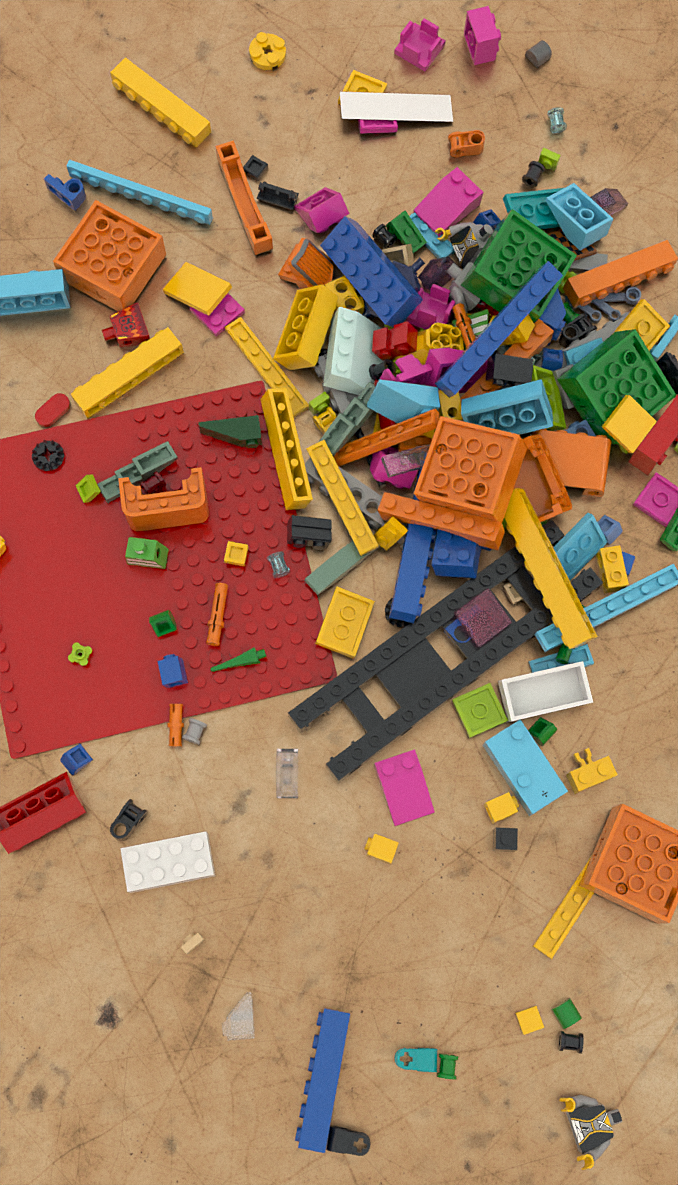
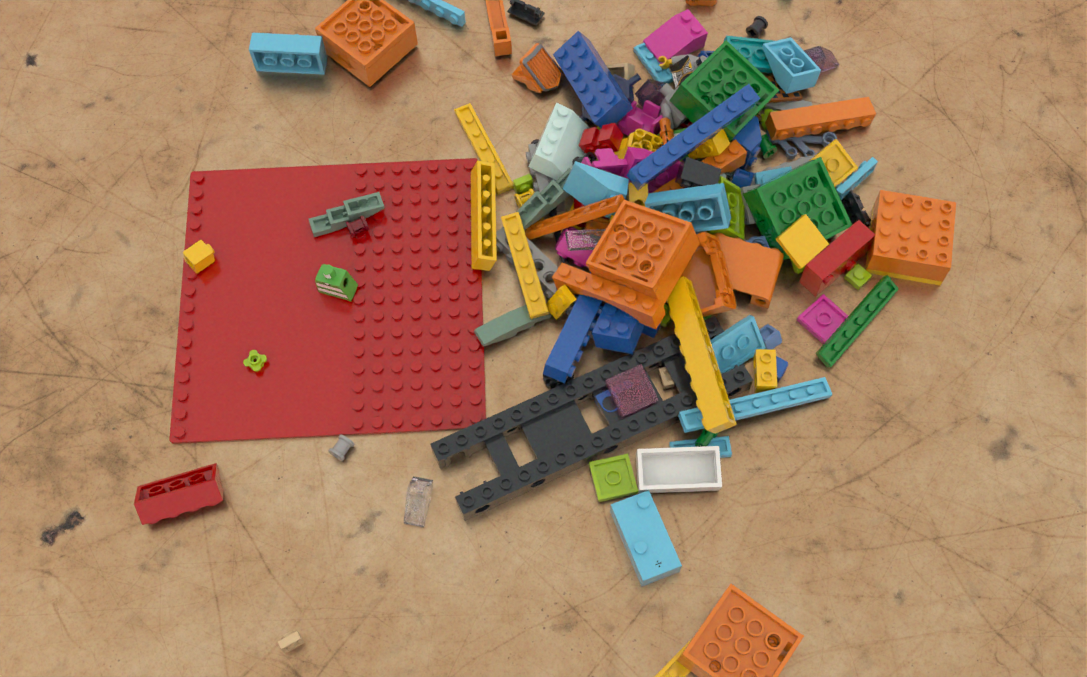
camera: 15 degrees right, 10 degrees down
(52, 410) = (286, 153): red tile -> none
(55, 459) = (278, 191): black gear -> none
(75, 759) = (227, 453): blue slope -> none
(88, 488) = (299, 220): lime plate -> none
(127, 327) = (369, 96): torso -> none
(127, 372) = (359, 132): yellow brick -> none
(128, 819) = (260, 515): black piece -> none
(163, 623) = (336, 346): green brick -> none
(165, 508) = (363, 244): orange windscreen -> none
(167, 862) = (286, 561): white piece -> none
(172, 671) = (334, 390): blue brick -> none
(175, 725) = (325, 438): orange pin -> none
(197, 288) = (437, 73): yellow tile -> none
(215, 622) = (384, 354): orange pin -> none
(224, 314) = (450, 94): dark pink plate -> none
(236, 553) = (417, 297): yellow plate -> none
(237, 431) = (441, 193): dark green slope -> none
(250, 657) = (406, 390): green piece -> none
(278, 564) = (453, 313): clear light blue bush -> none
(306, 327) = (524, 118): yellow brick -> none
(309, 532) = (488, 290): black brick -> none
(322, 209) = (561, 28): dark pink slope -> none
(345, 622) = (503, 375): yellow plate -> none
(348, 297) = (569, 101): yellow brick -> none
(378, 234) = (616, 58): black bush -> none
(381, 848) = (491, 588): yellow brick -> none
(404, 787) = (525, 535): dark pink slope -> none
(406, 231) = (630, 52): green plate -> none
(501, 807) = (615, 571): yellow brick -> none
(505, 839) = (612, 602): black brick -> none
(542, 731) = (669, 507): green brick -> none
(549, 159) = (773, 17): lime plate -> none
(577, 329) = (770, 158): black piece -> none
(590, 774) = (709, 555): yellow brick -> none

